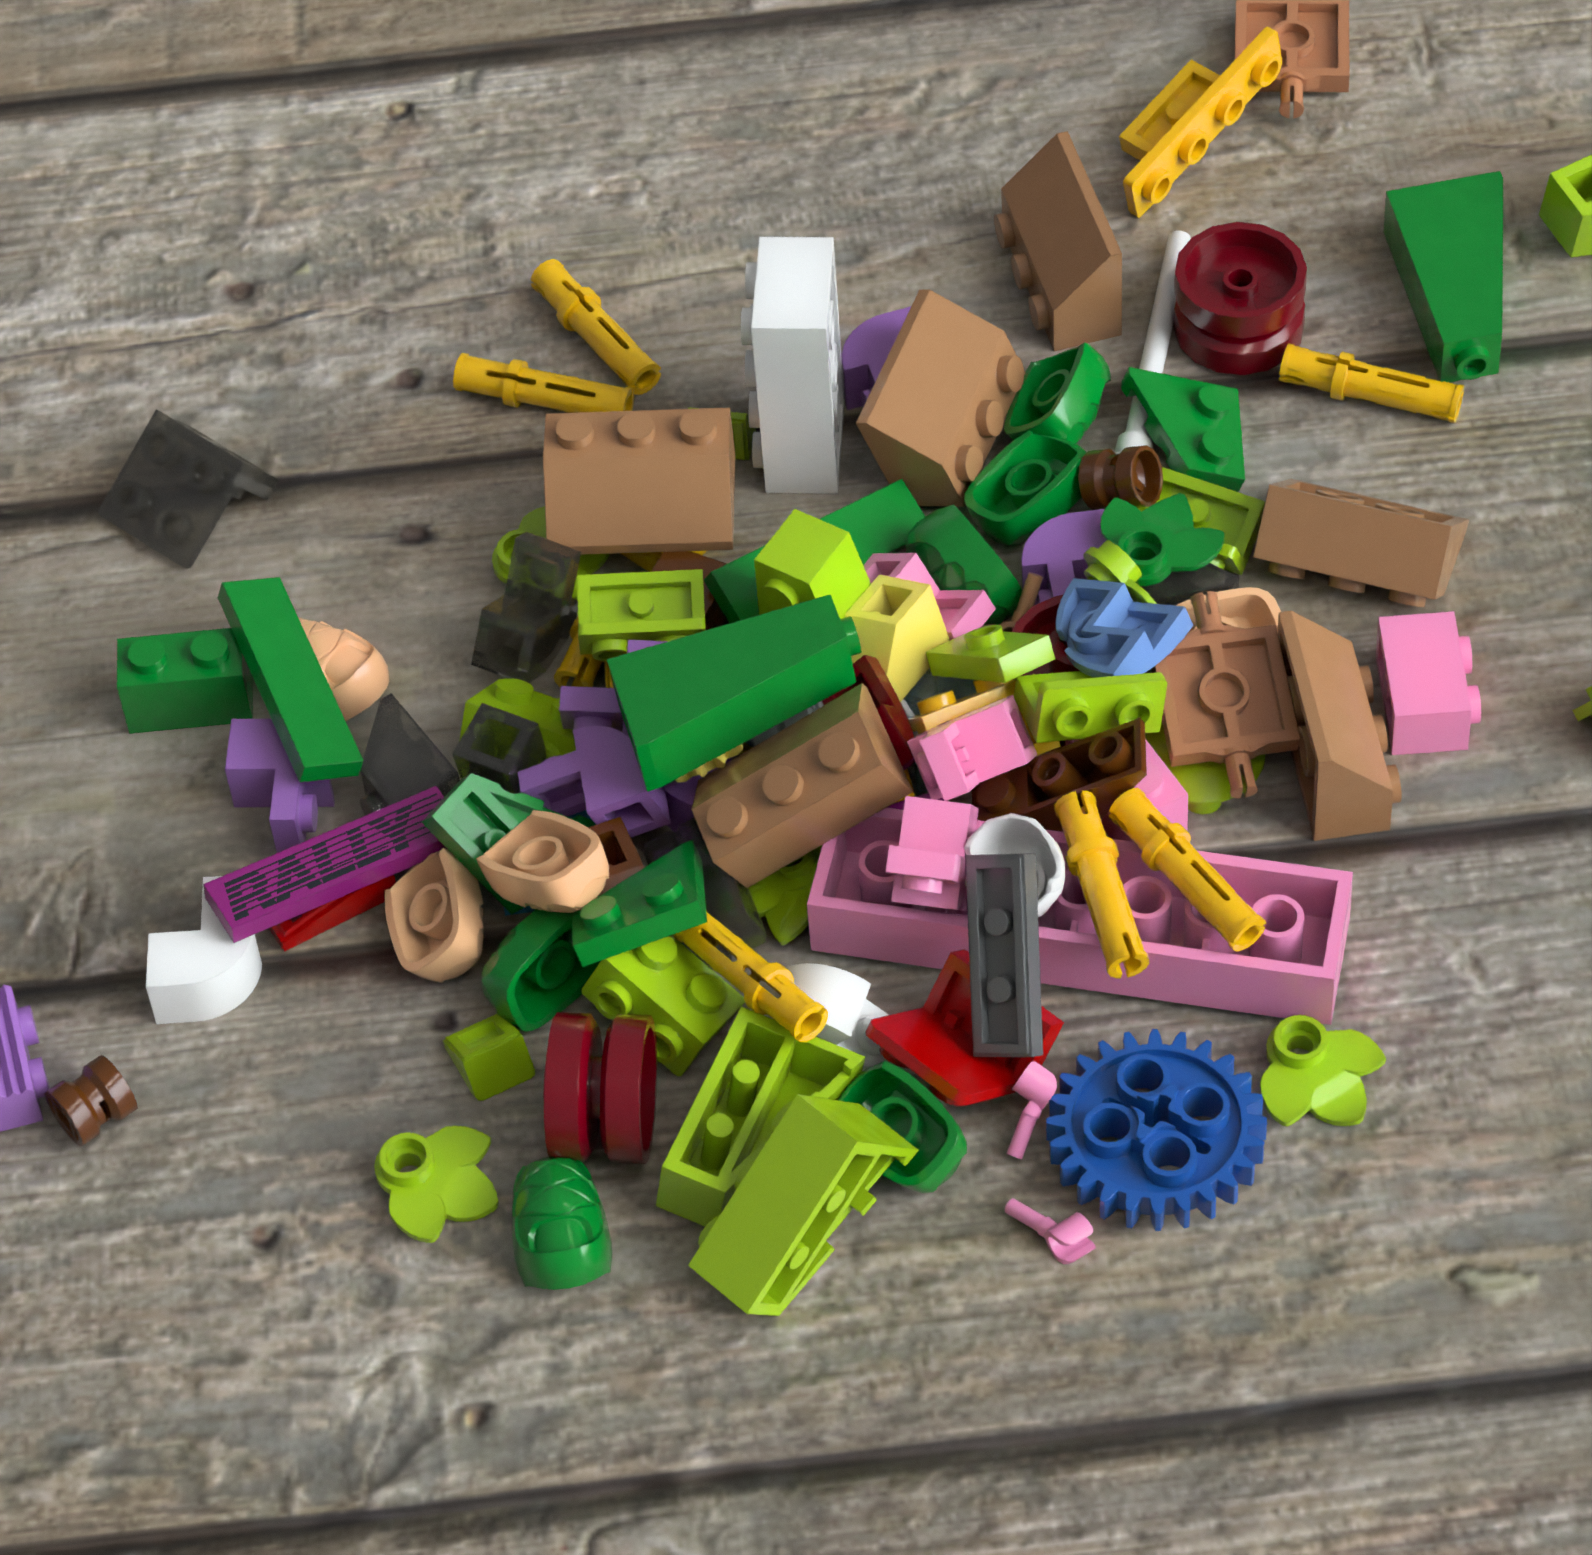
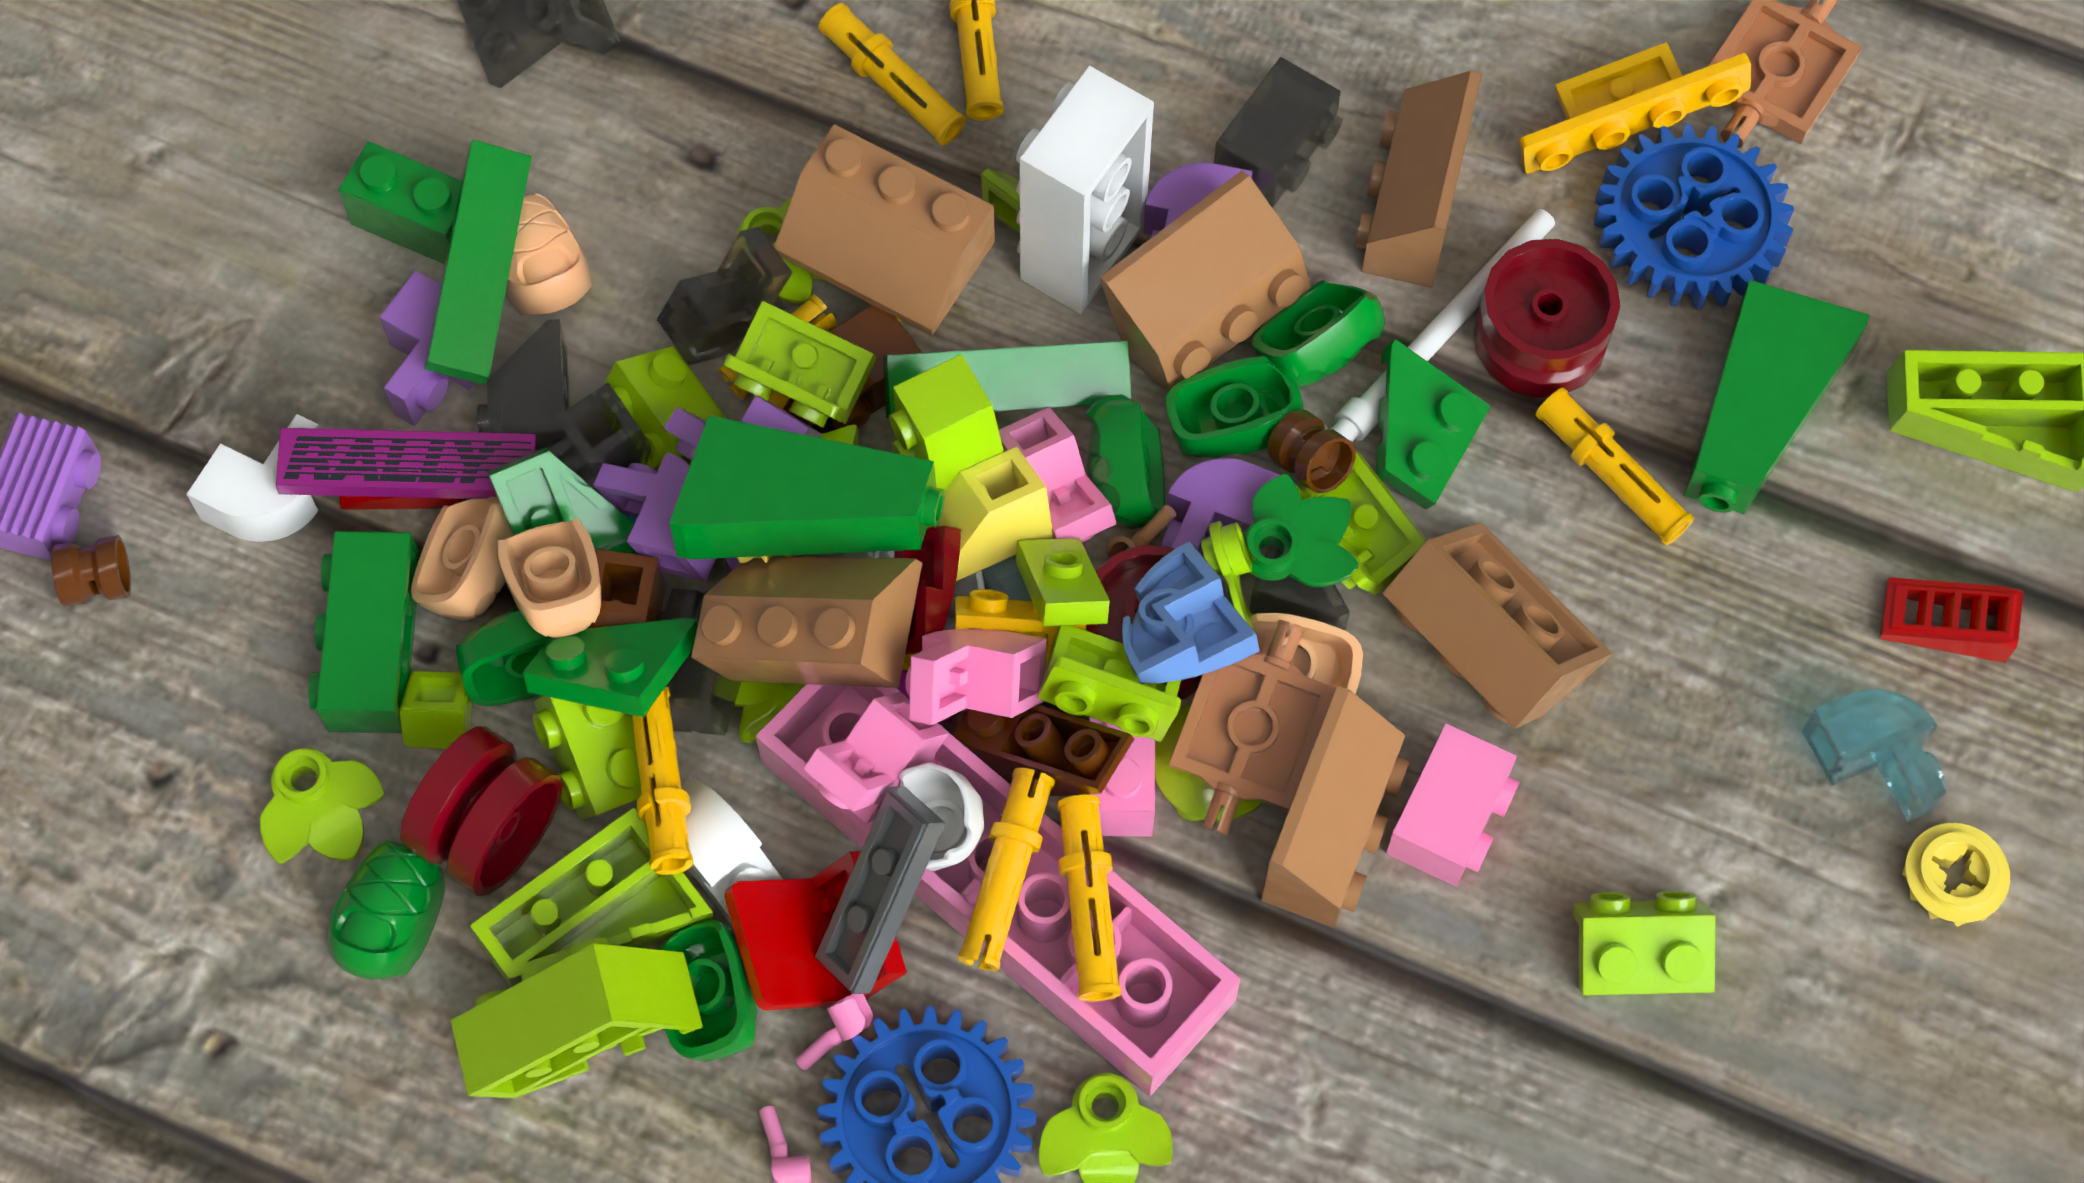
camera: 25 degrees right, 15 degrees up
(385, 1022) = (365, 632): none -> green brick
(913, 256) = (1281, 129): none -> clear smoke brick
(1271, 158) = (1663, 176): none -> blue gear

